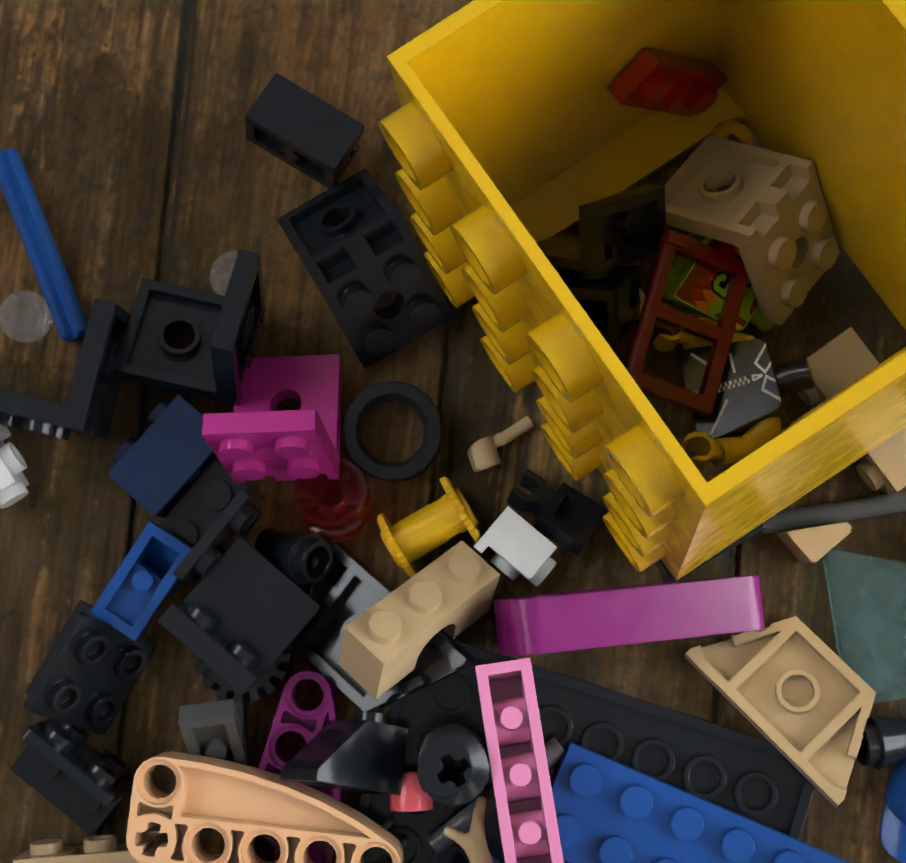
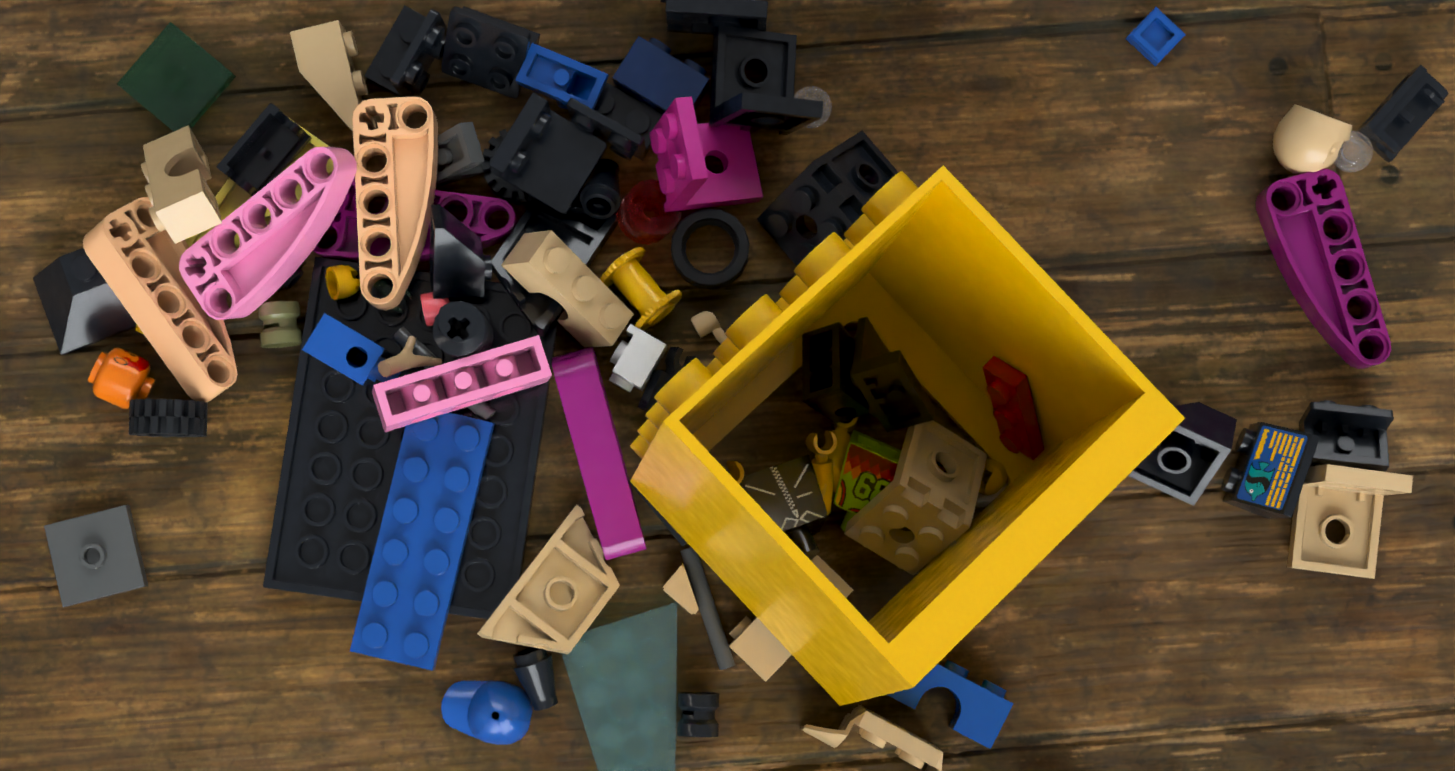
camera: 75 degrees right, 0 degrees up
(303, 131) = (935, 136): black hinge -> none
(721, 336) = (832, 423): dark red window -> none

